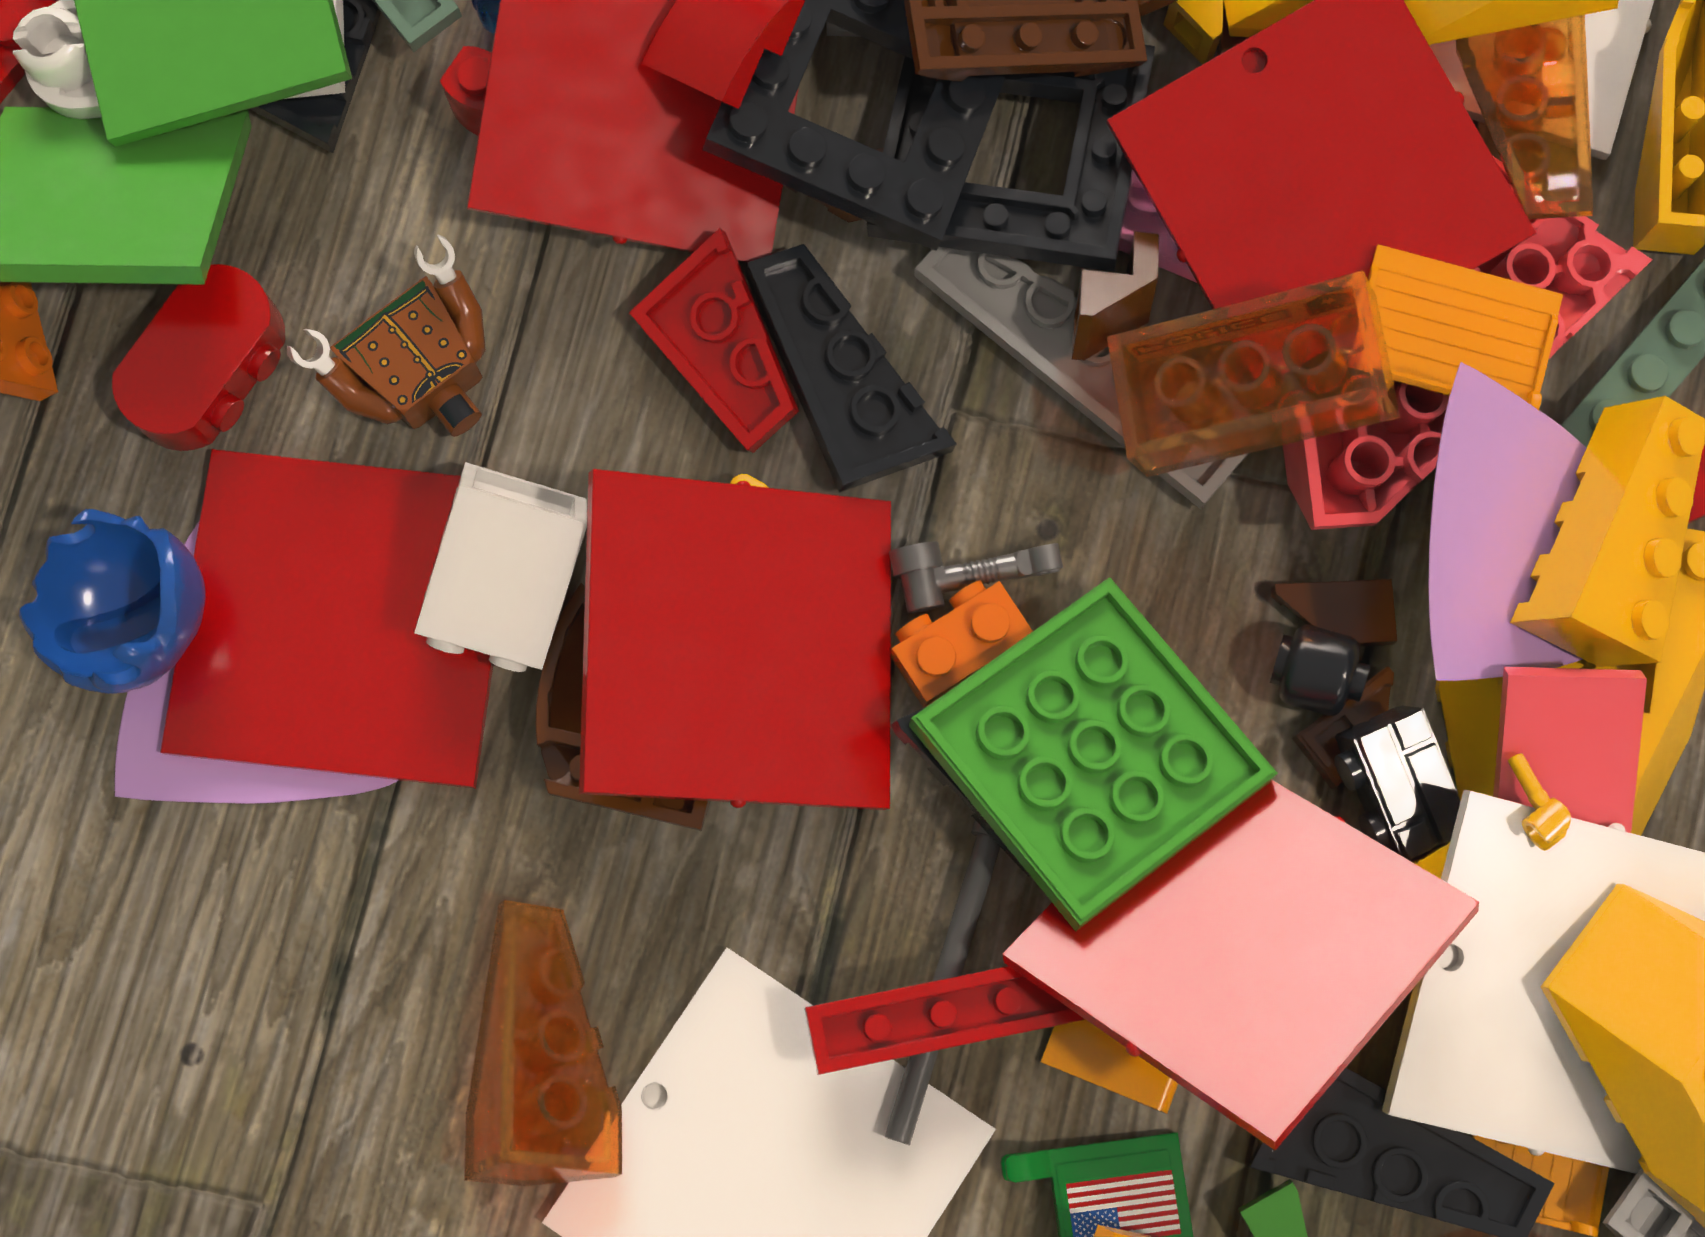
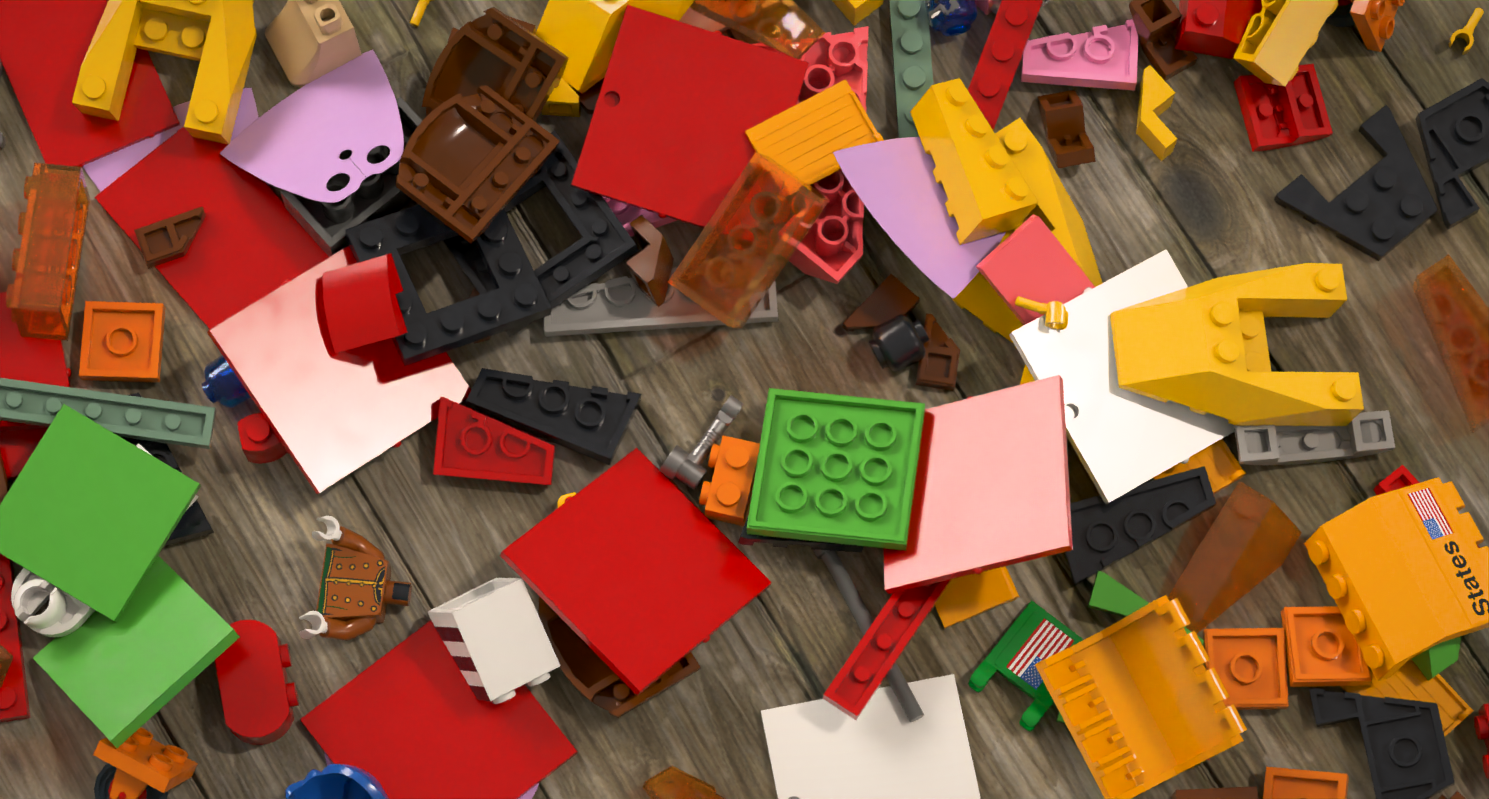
camera: 45 degrees left, 5 degrees down
(1399, 780) = (978, 357): black brick -> none

